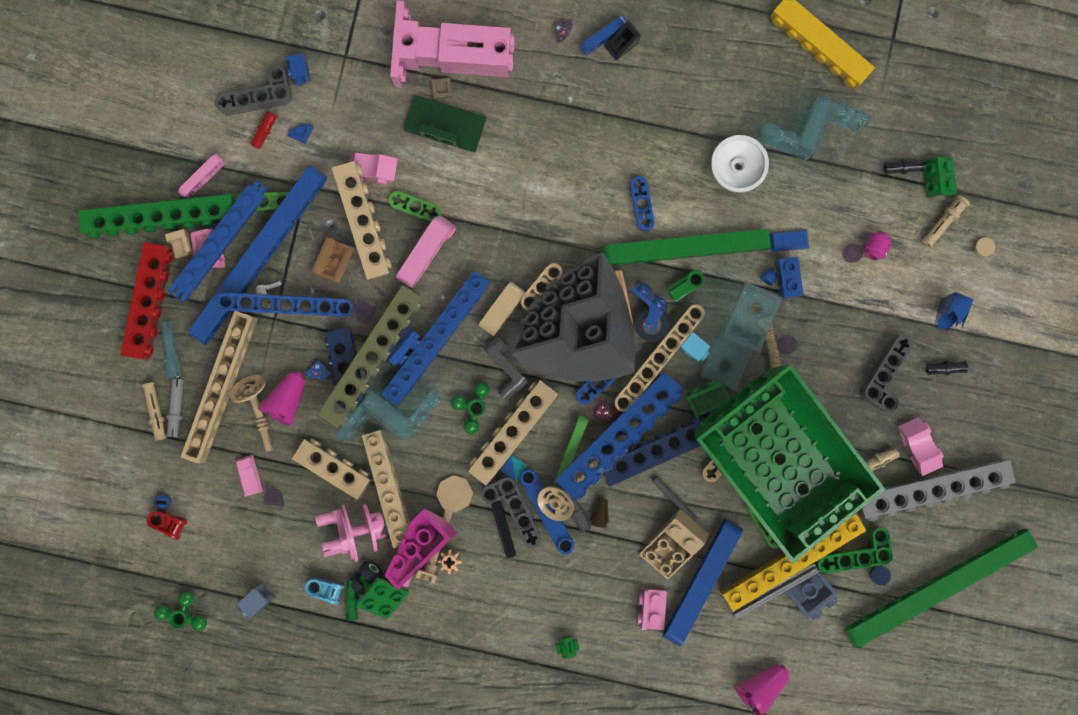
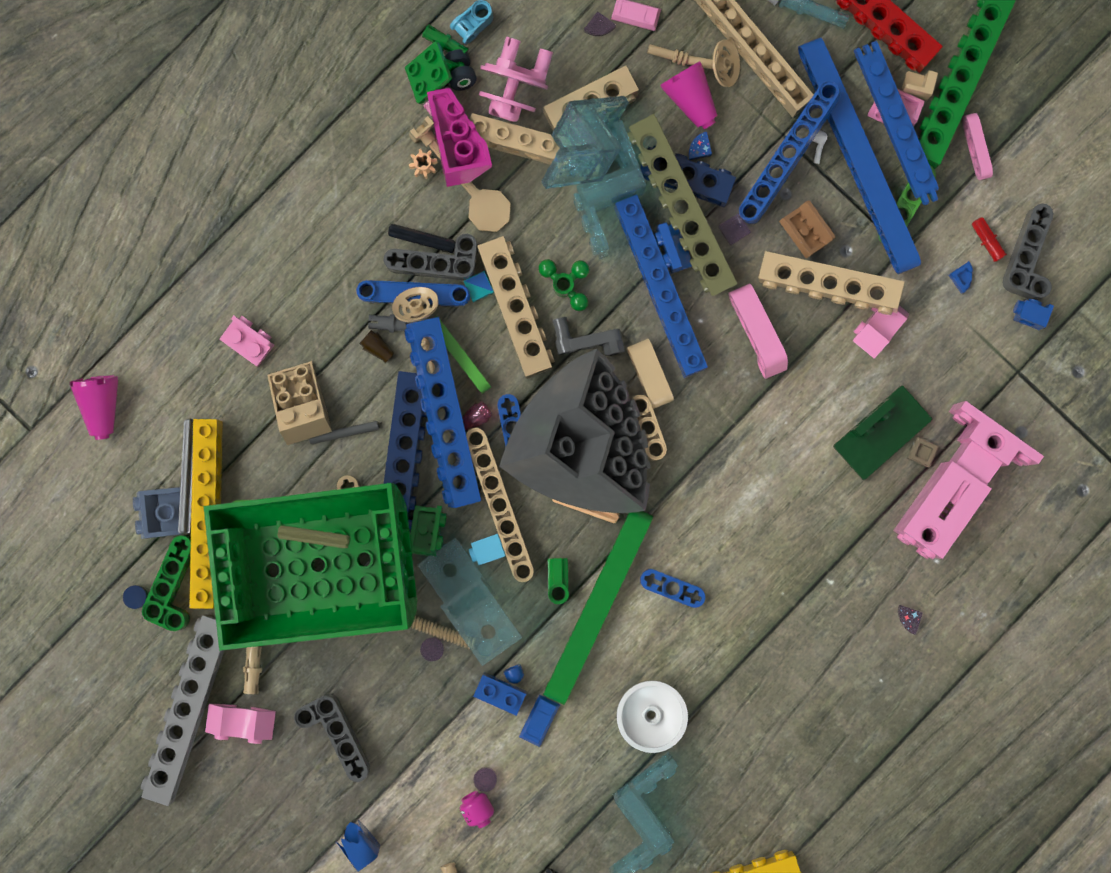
camera: 120 degrees right, 0 degrees up
(367, 451) = (585, 142): none -> clear light blue bracket
(404, 197) = (830, 342): bright green beam -> none
(567, 646) = (263, 230): green gear -> none
(602, 36) = (877, 658): blue beam -> none
(623, 41) = (858, 674): black slope -> none
(651, 323) = (541, 521): plate -> none
(702, 582) = (242, 408): blue beam -> none
(767, 470) = (313, 536): none -> olive axle
(940, 587) = (83, 652): green beam -> none
(946, 368) = (304, 802): black pin -> none

